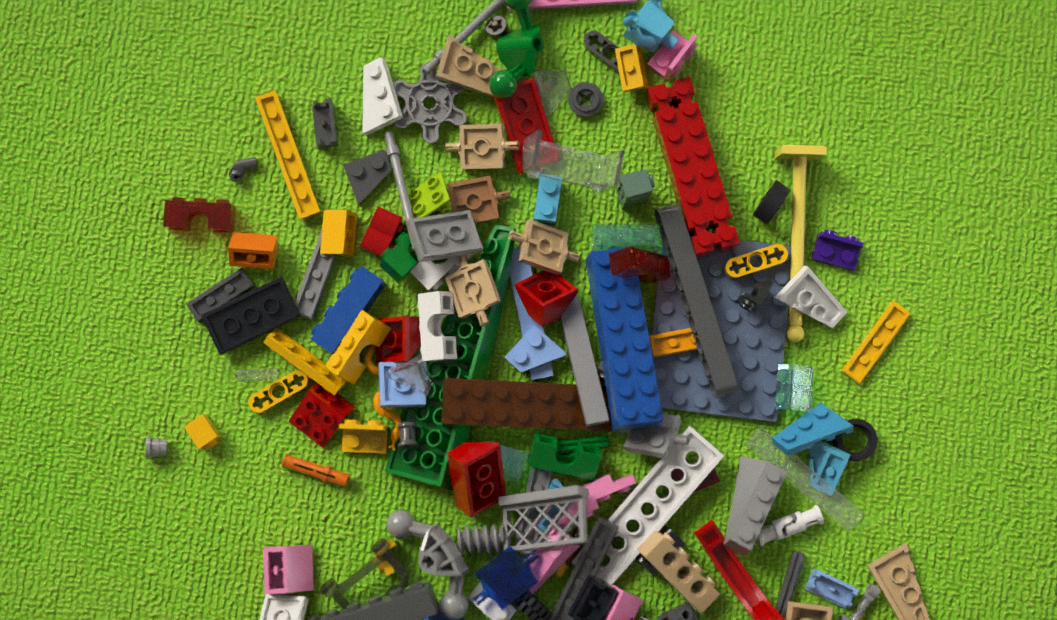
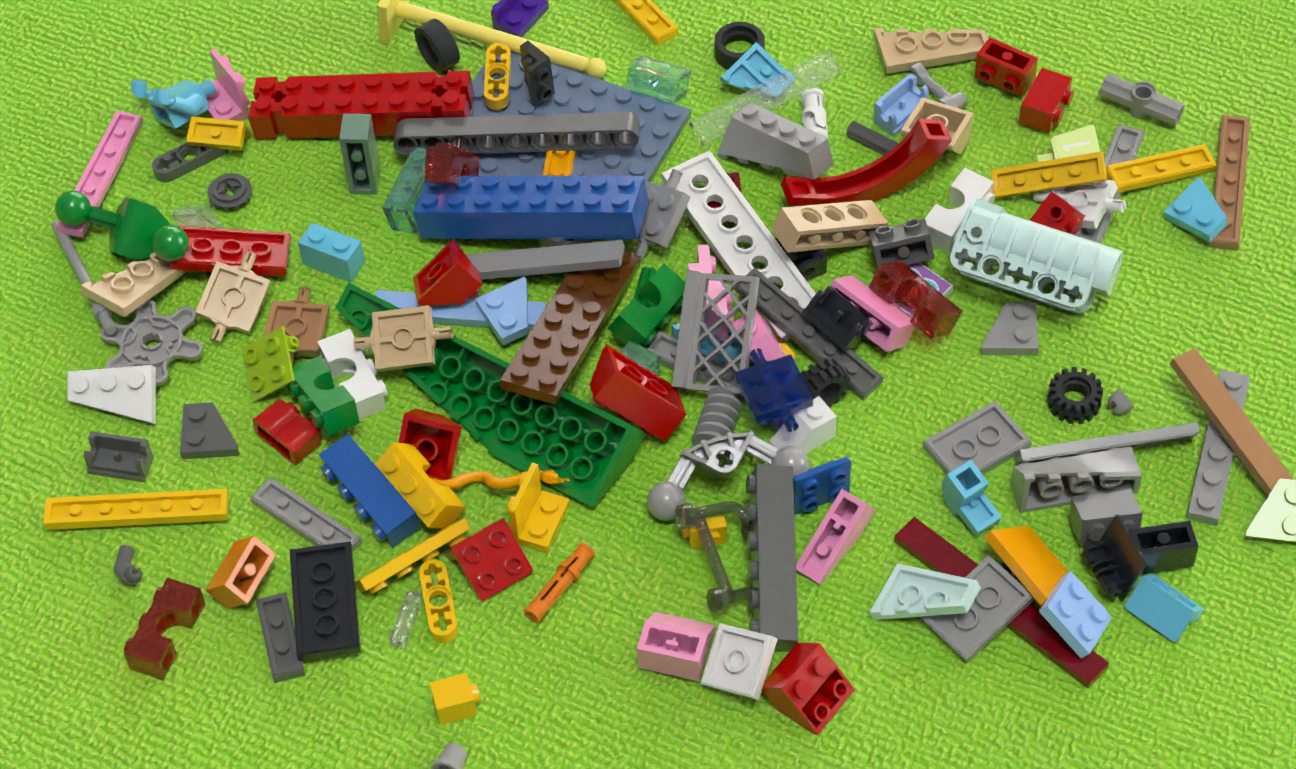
camera: 65 degrees left, 30 degrees down
(339, 232) = (263, 477): yellow panel -> none
(394, 153) = (194, 393): light grey bar -> none
(396, 394) = (488, 450): light blue plate -> none
(407, 435) = (555, 457): dark grey bush -> none
(412, 374) = (480, 421): clear slope -> none
(432, 309) = (406, 384): white arch -> none
(444, 236) = (324, 347): light grey tile -> none
(496, 27) = (96, 253): dark brown tile -> none
(543, 247) = (386, 266): tan plate -> none
(571, 164) = (281, 222): clear windscreen -> none
(811, 428) = (711, 71): dark azure wing -> none
(812, 298) = (563, 36): white wing -> none

